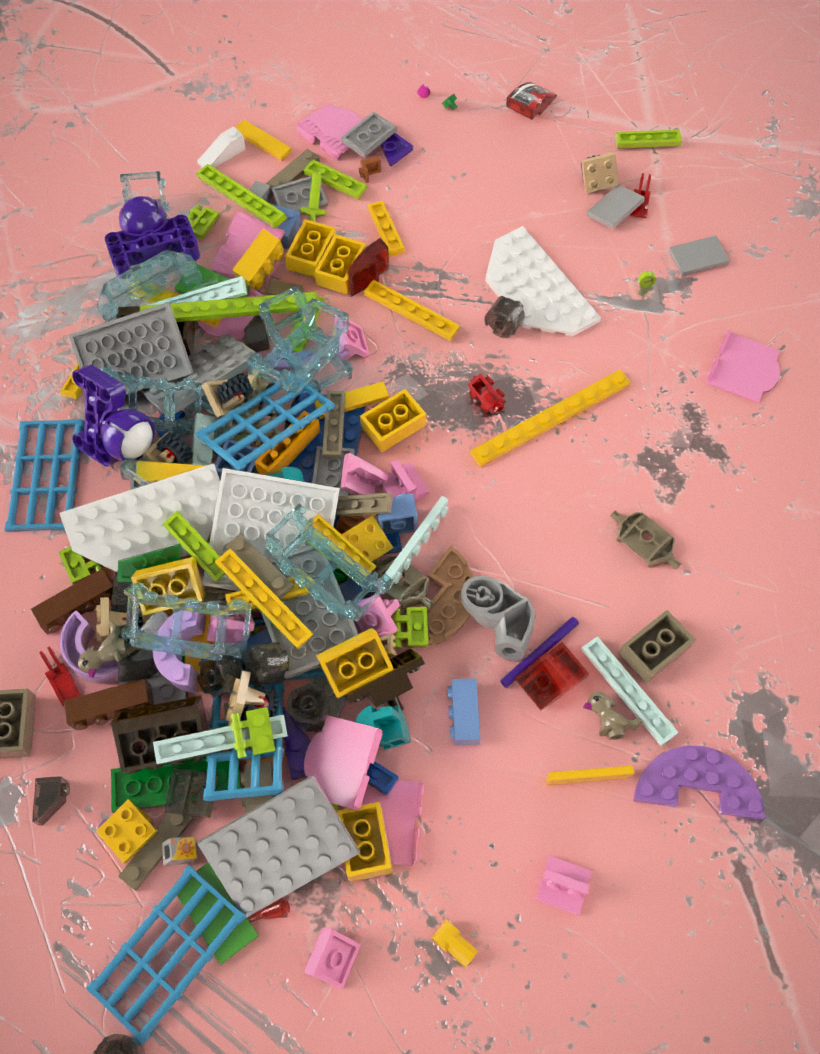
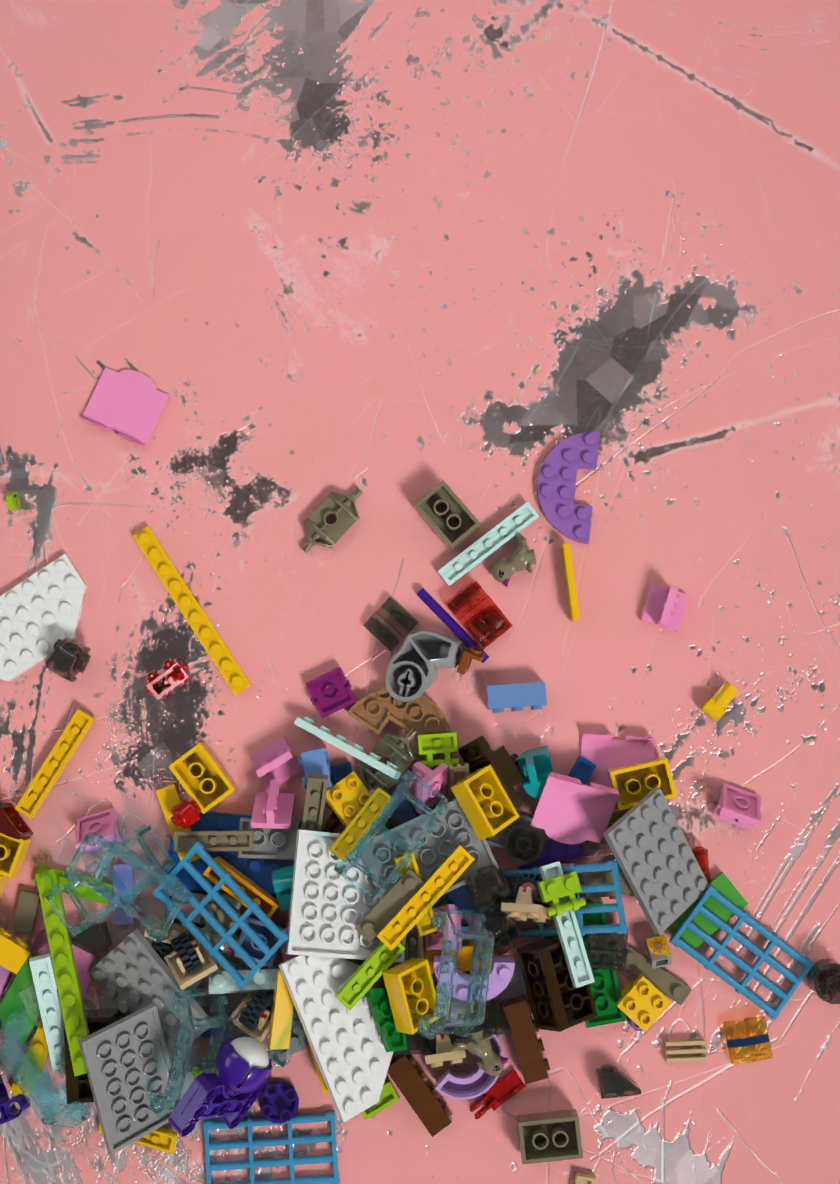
camera: 90 degrees left, 20 degrees up
(60, 879) = (695, 1058): none -> tan tile
(68, 953) = (748, 1040): none -> clear yellow slope
(88, 480) = (279, 1102): none -> dark purple dish
(360, 400) = (185, 813): none -> red head
(471, 533) = (331, 692): none -> magenta plate
(504, 661) = (464, 661): none -> dark orange bracket
(542, 591) = (391, 623): none -> clear smoke slope

